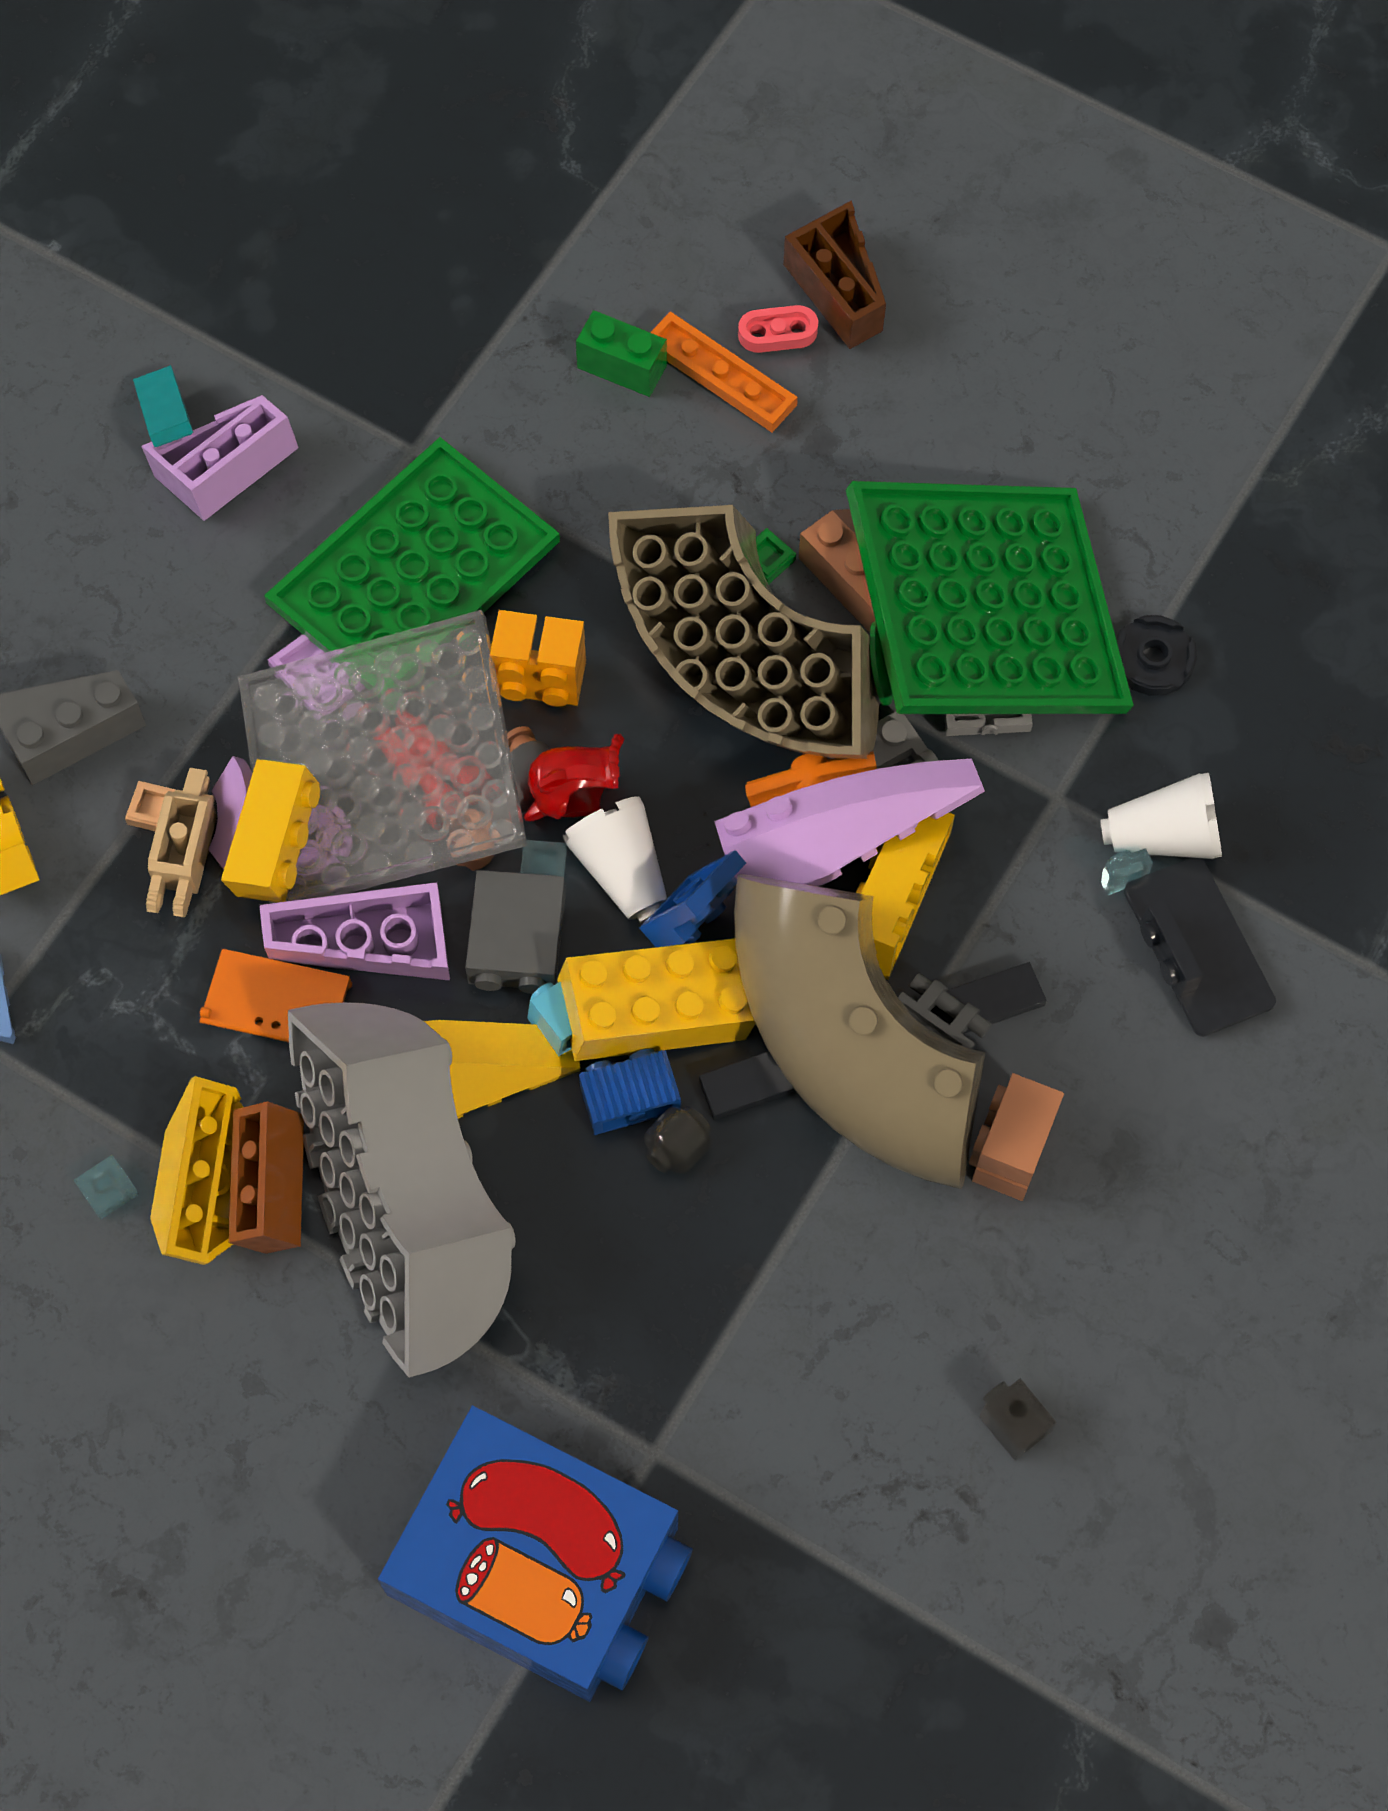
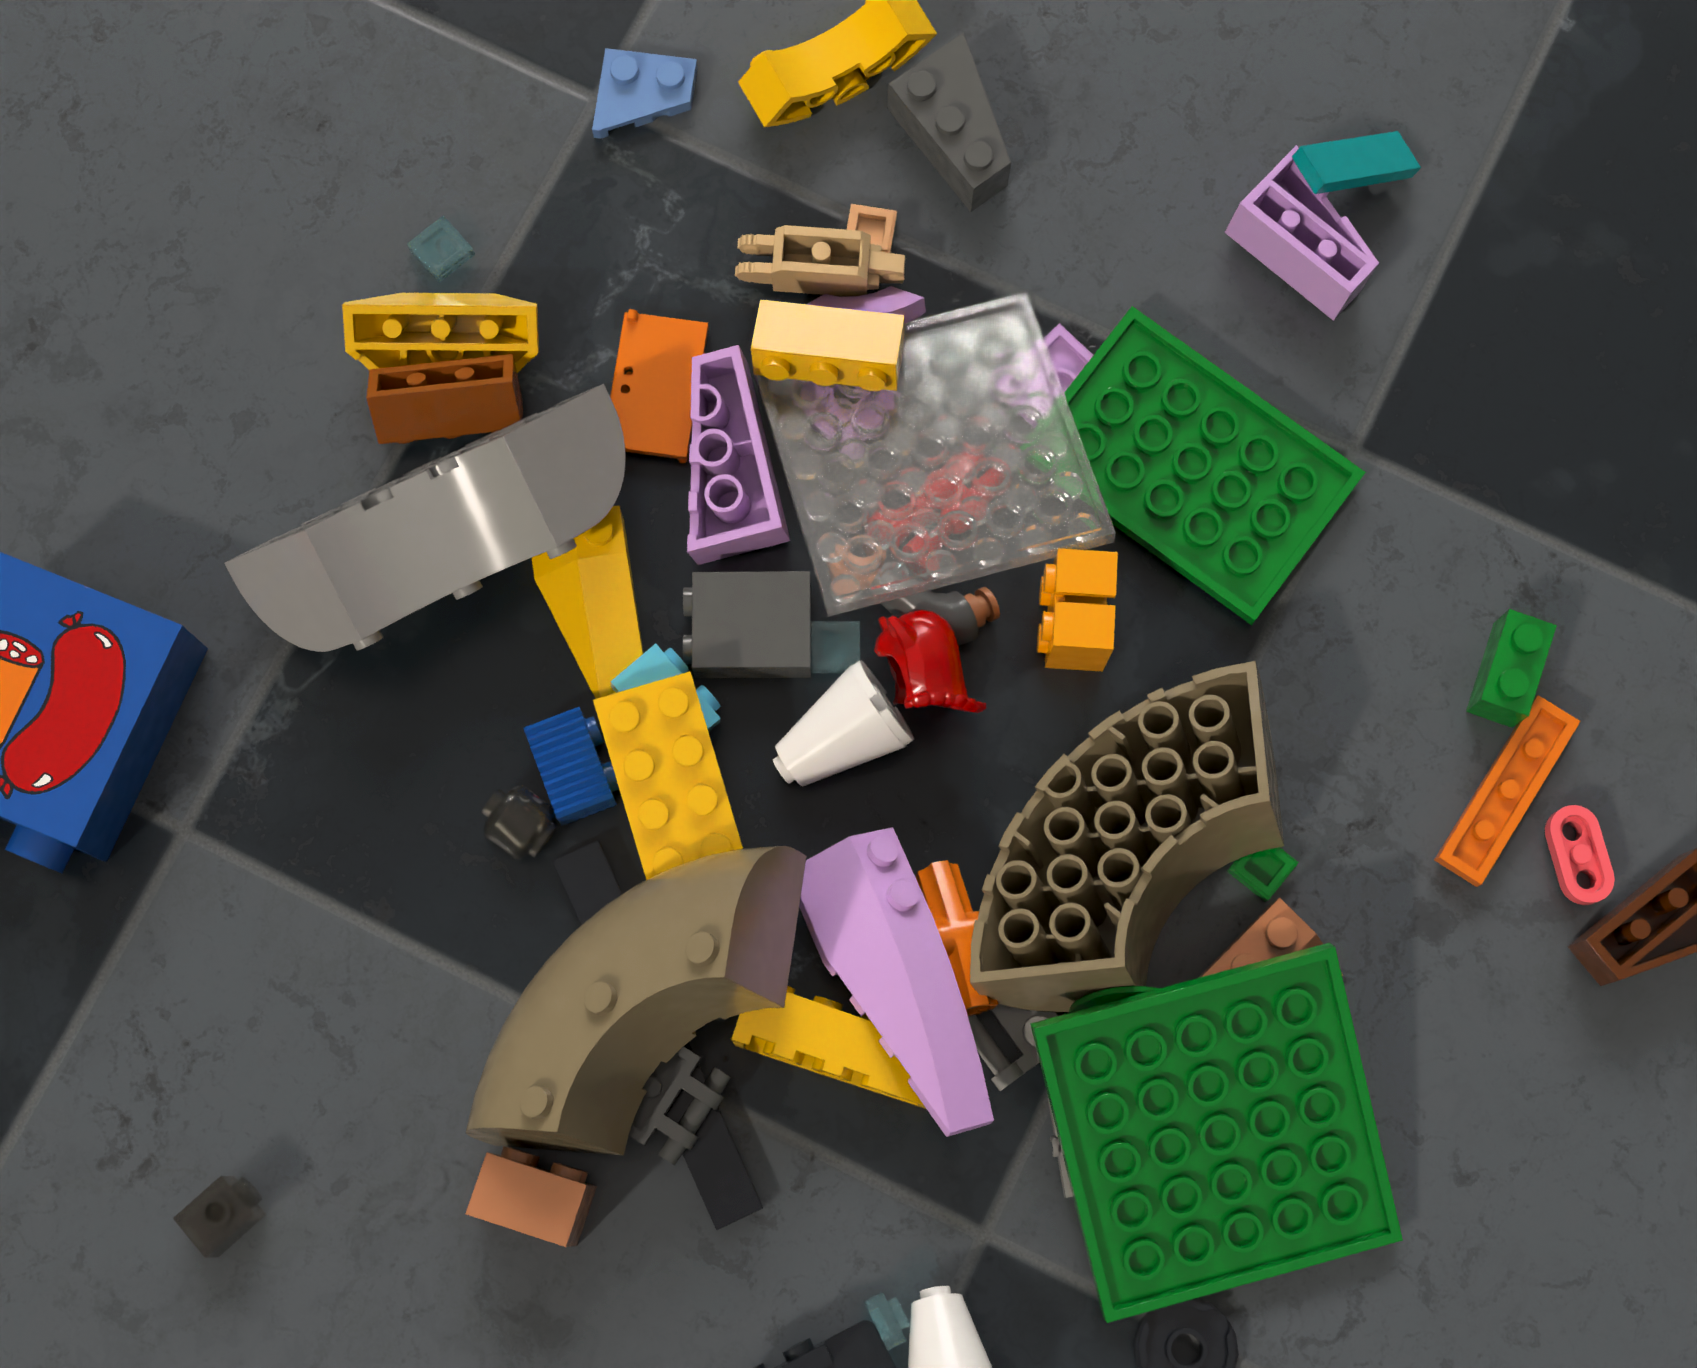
camera: 85 degrees right, 10 degrees up
(694, 902) = (785, 807): blue plate -> none

